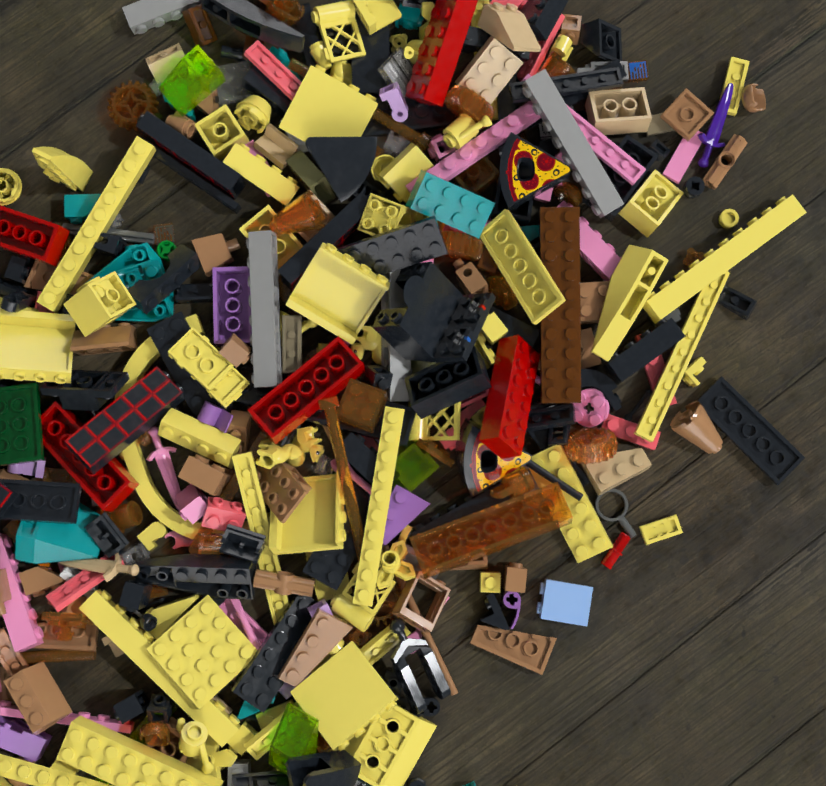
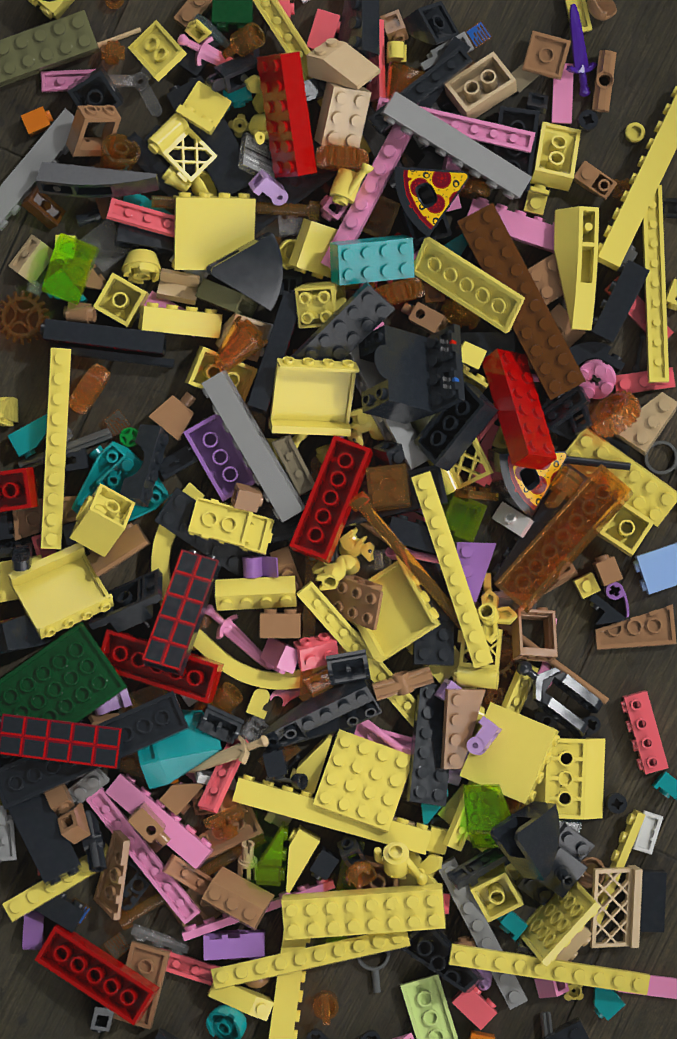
camera: 30 degrees left, 5 degrees up
(67, 668) = (247, 861): none -> tan arm
(83, 685) = (270, 862): none -> clear neon green slope
(121, 679) = (301, 848): none -> light yellow slope
(153, 191) = (89, 389): none -> clear orange gear
(329, 669) = (484, 738): none -> lavender leg
(455, 491) = (512, 519): none -> white plate
(474, 739) = (645, 732): none -> coral brick
(550, 551) = (626, 529): none -> light yellow brick
(616, 231) = (536, 200): none -> light yellow bracket
(673, 238) = (594, 180): none -> medium nougat slope

